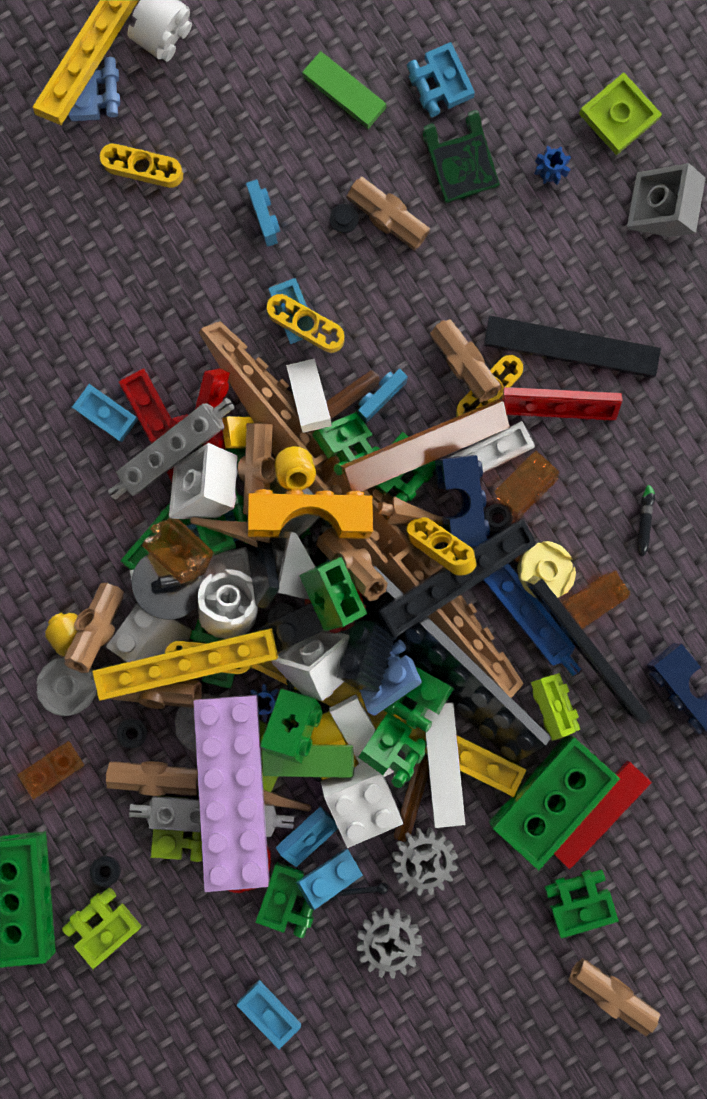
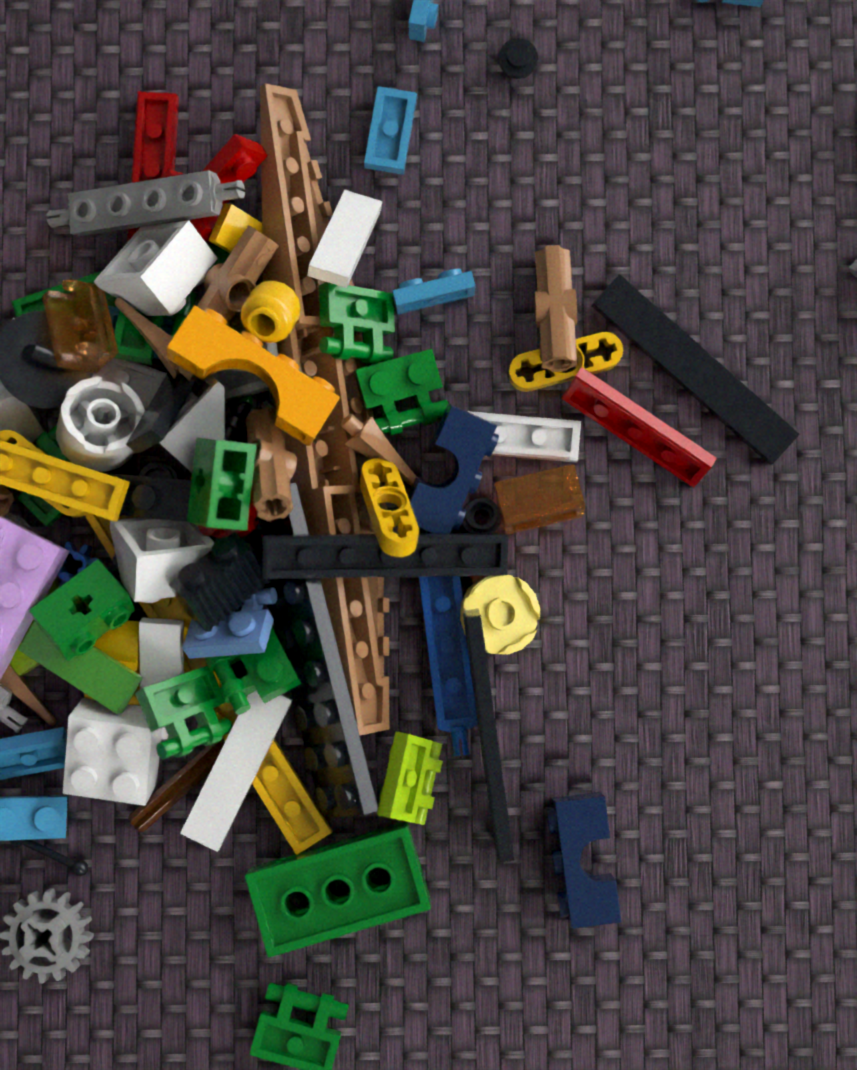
camera: 30 degrees right, 0 degrees up
(105, 413) = (99, 119): dark azure plate -> none
(283, 320) = (371, 132): yellow beam -> none
(352, 393) = (398, 268): reddish brown axle -> none
(388, 213) = (573, 82): medium nougat piece -> none
(424, 874) = (141, 883): light grey gear -> none
(425, 446) = (445, 380): tile -> none
(464, 163) = (698, 76): flag -> none
(555, 157) = (808, 130): blue gear -> none
(597, 598) = (538, 684): clear orange hinge -> none
(601, 818) = (392, 940): red tile -> none
(647, 501) = (655, 627): black piece -> none

